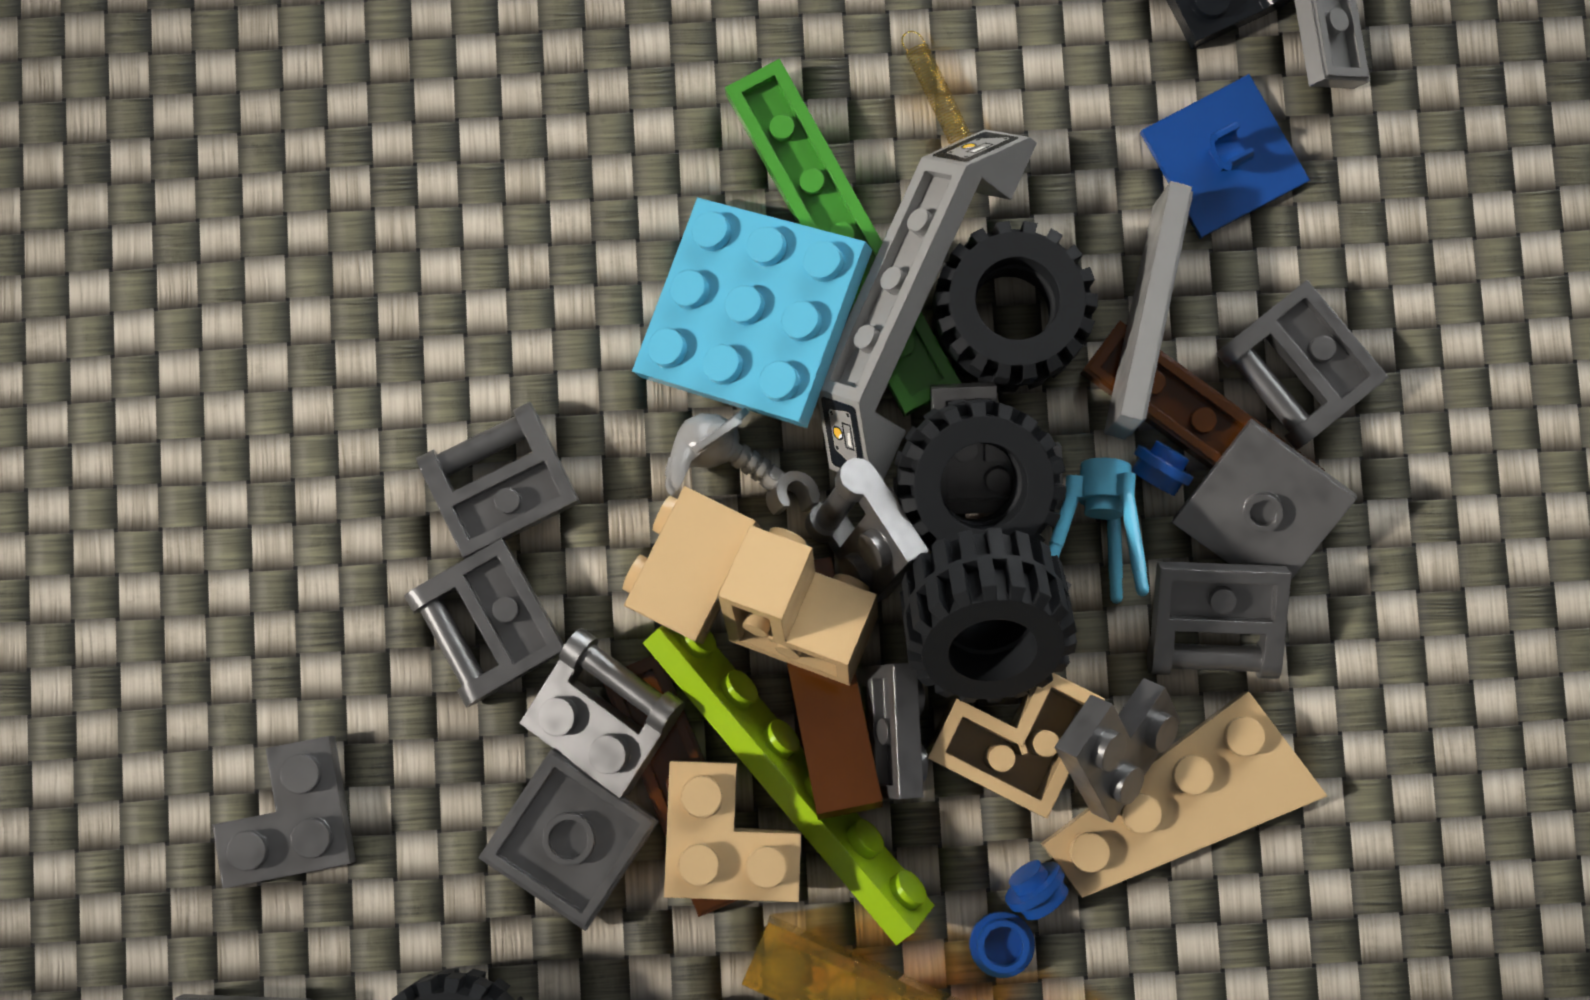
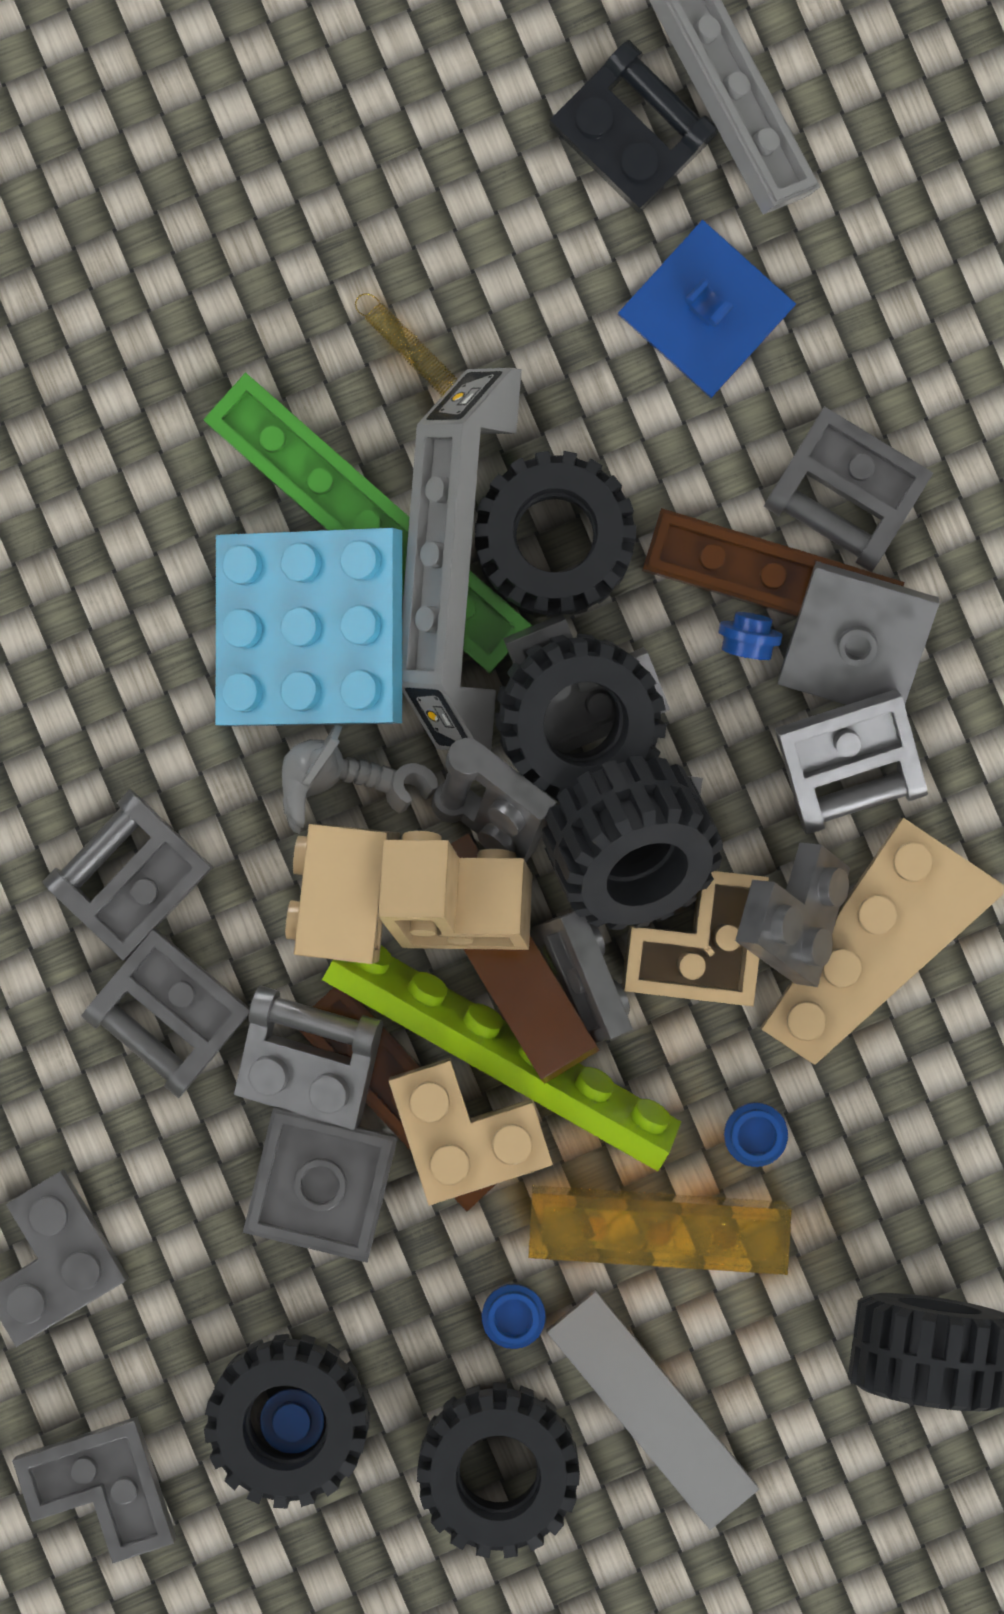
camera: 15 degrees left, 5 degrees up
(1036, 889) = (769, 1072): blue plate -> none
(1107, 493) = (706, 680): medium azure plant -> none
(1149, 311) = (684, 492): light grey tile -> none

